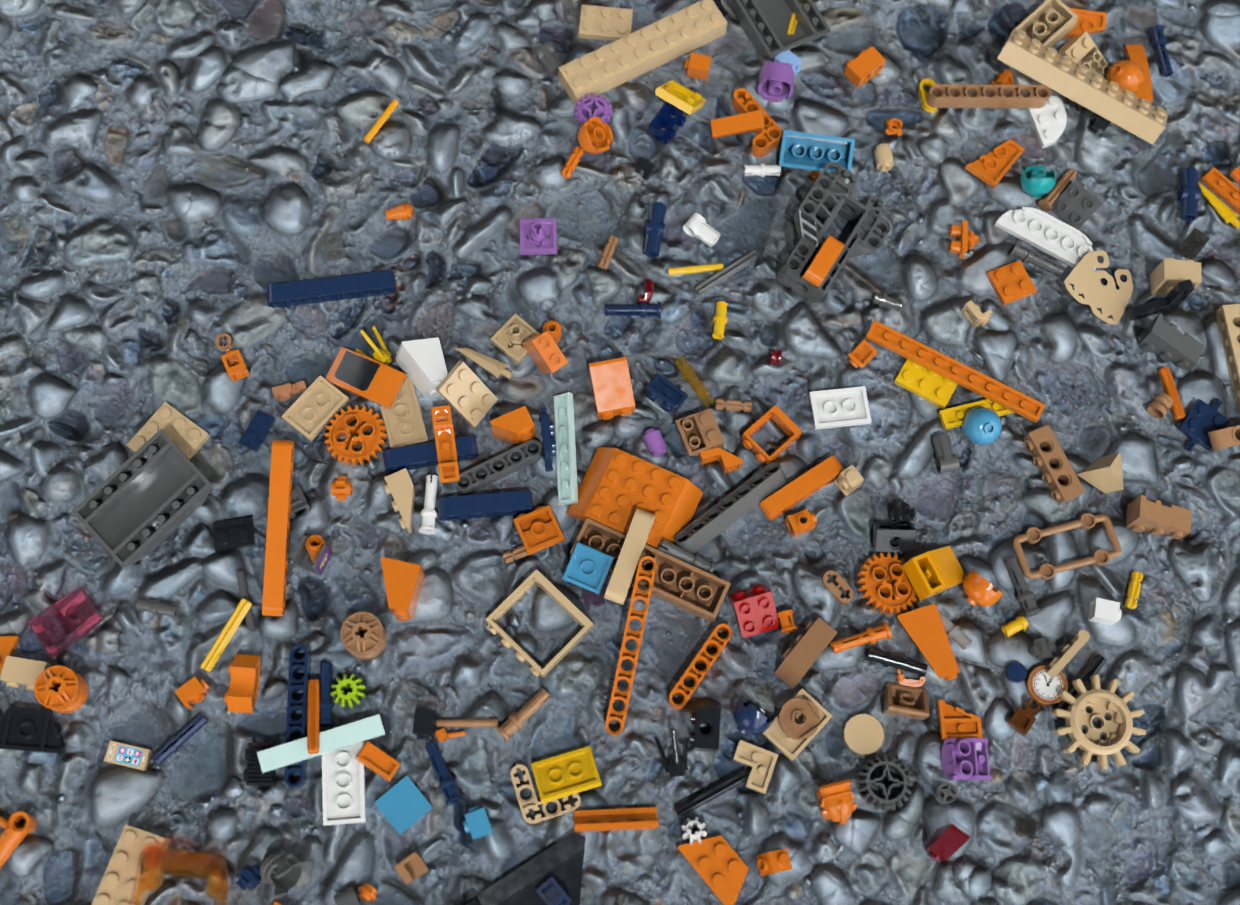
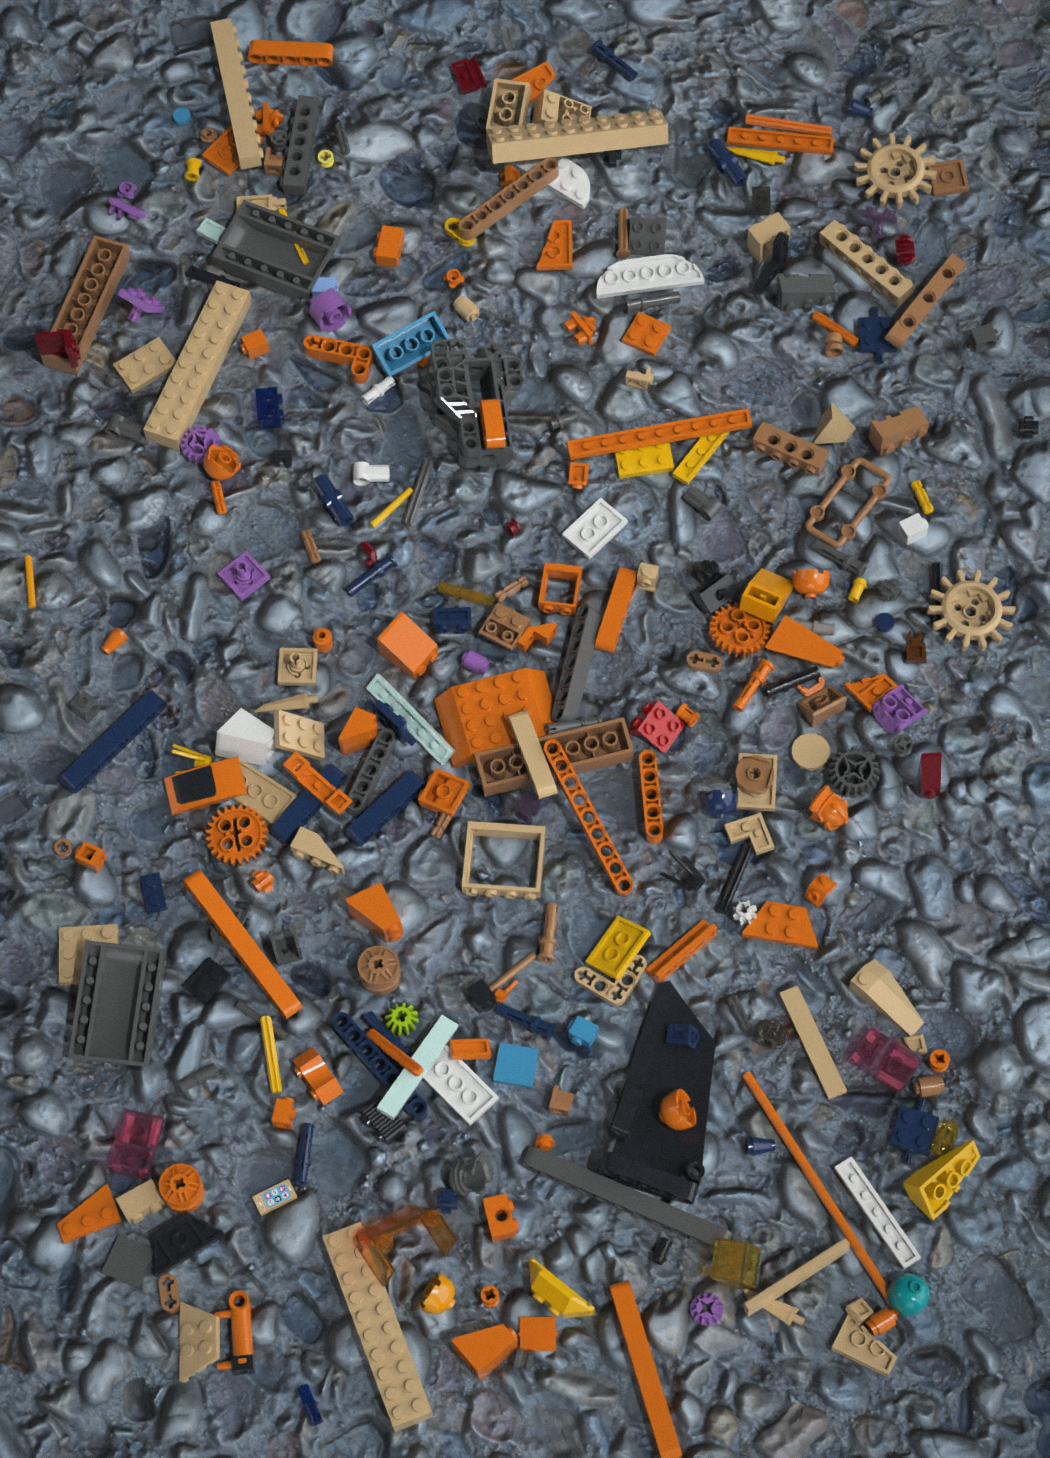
camera: 30 degrees left, 5 degrees down
(286, 391) = (151, 844): nougat plate -> none
(314, 545) = (283, 935): orange cone -> none
(315, 408) = (185, 840): tan plate -> none
(428, 513) = (347, 847): white pin -> none
(545, 352) = (333, 657): orange panel -> none
(588, 568) = (507, 788): dark azure tile -> none
(680, 97) = (262, 379): yellow container -> none
(711, 718) = (691, 826): black brick -> none
(719, 320) = (445, 532): yellow pin -> none
(738, 124) = (328, 367): orange tile -> none
(797, 528) = (637, 641): orange brick -> none
(805, 652) = (720, 726): medium nougat wedge -> none
(981, 425) = (713, 460): dark azure cylinder -> none
(1037, 180) = (602, 237): teal cylinder -> none
(1044, 688) = (912, 614): tile -> none
(1068, 652) = (910, 578): tan plate -> none
(1097, 295) = (721, 294): tan piece -> none
(1125, 74) = (603, 102): orange cylinder -> none
(1137, 54) = (610, 91): orange slope -> none

